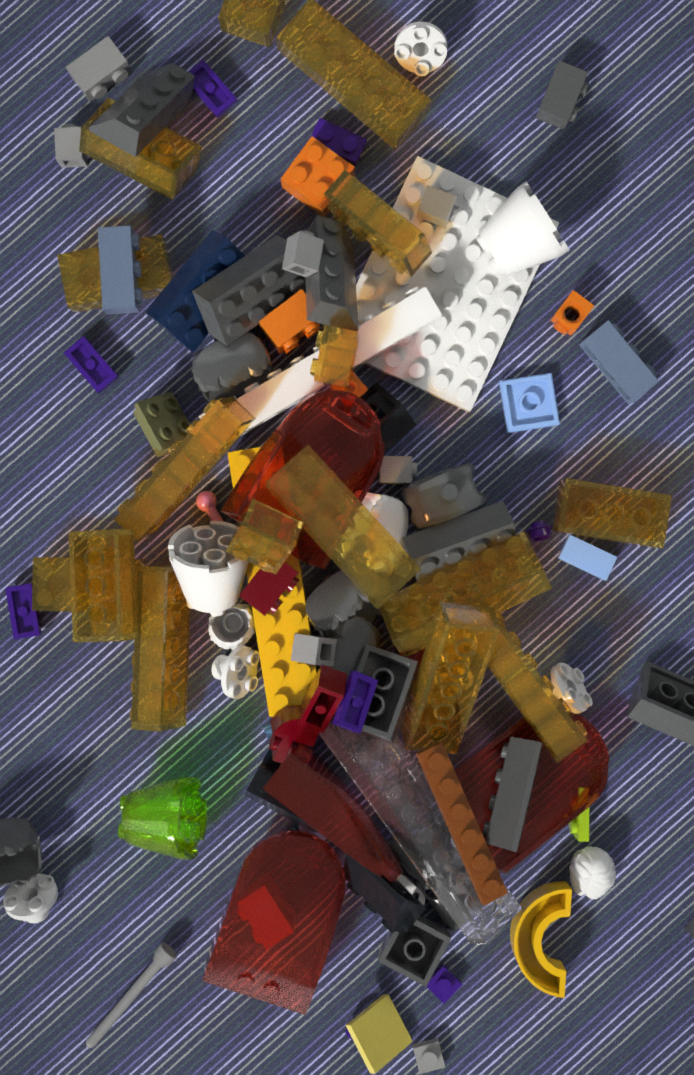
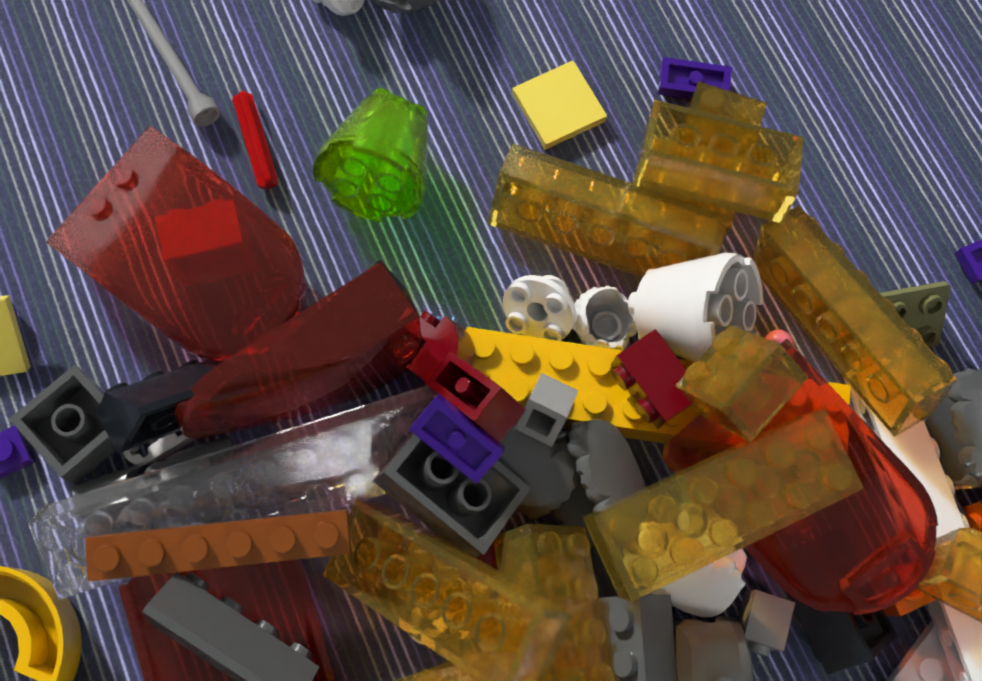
camera: 105 degrees right, 15 degrees down
(74, 703) = (559, 104): none -> light yellow tile
(175, 909) = (255, 140): none -> red axle

